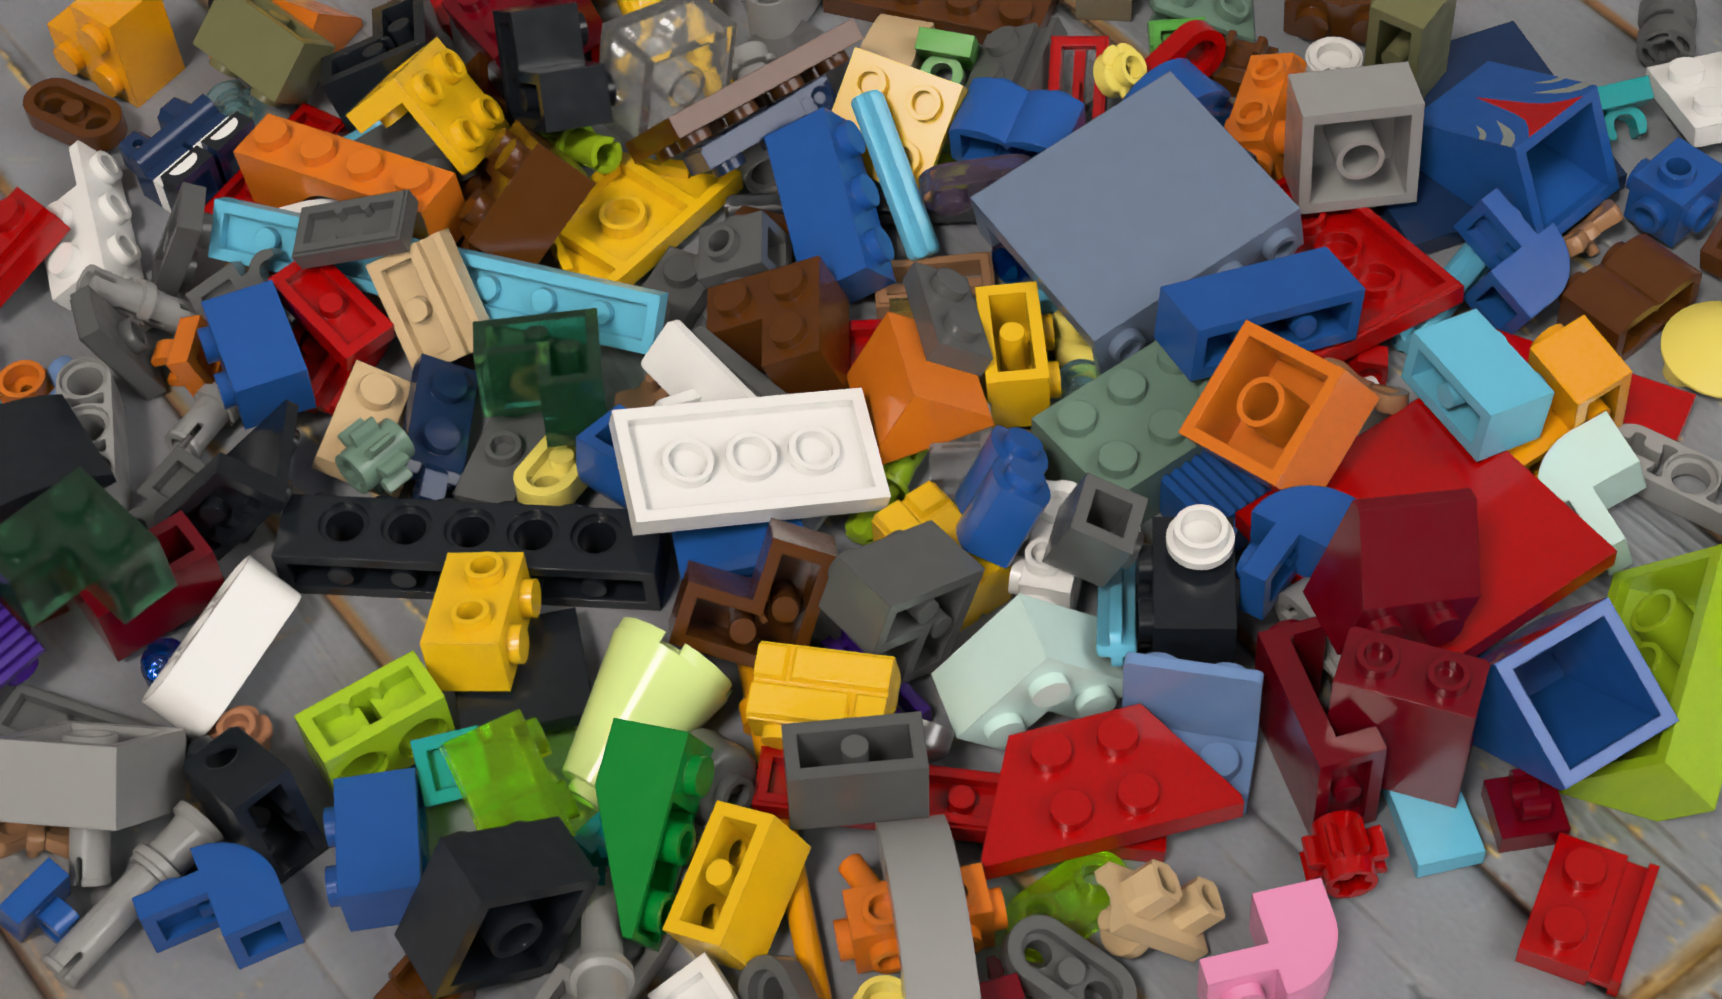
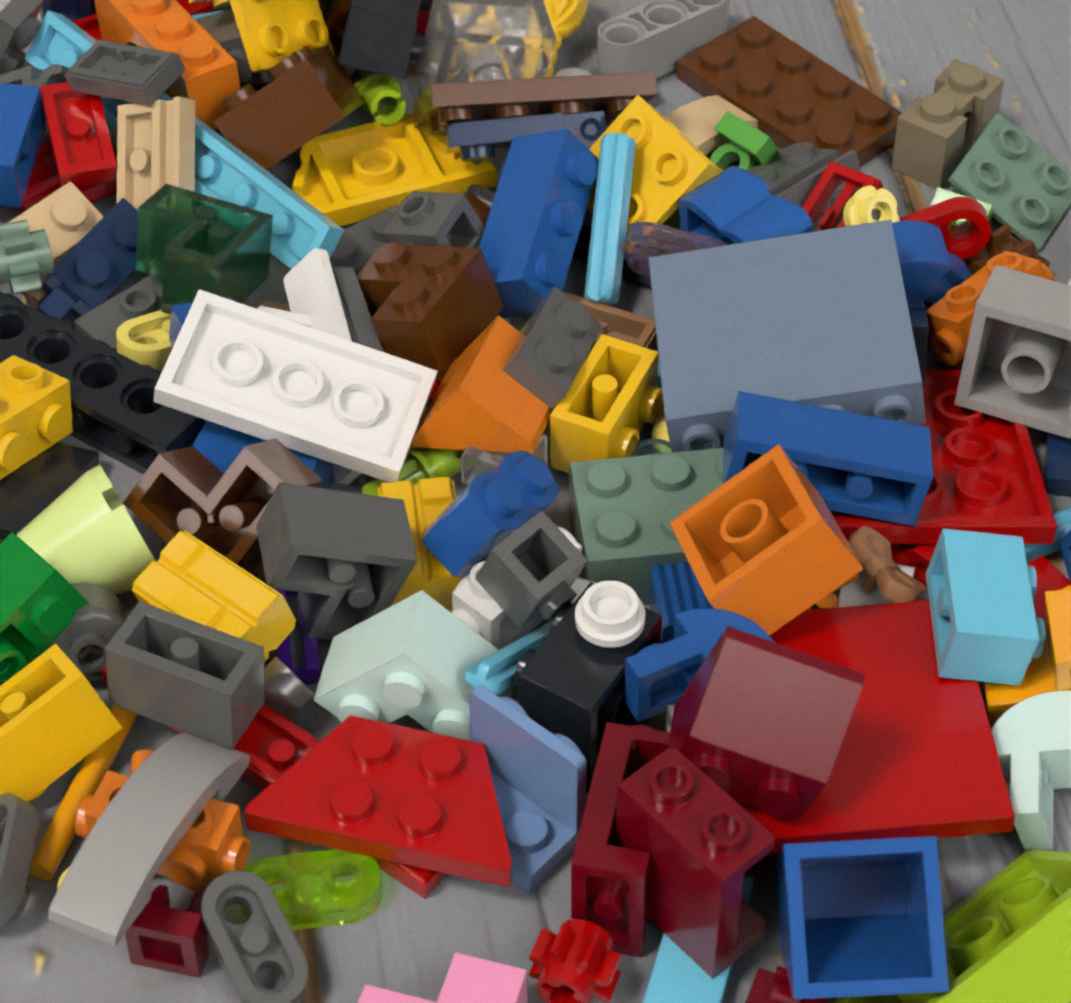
camera: 25 degrees right, 5 degrees down
(1156, 912) = (361, 925): tan hips -> none

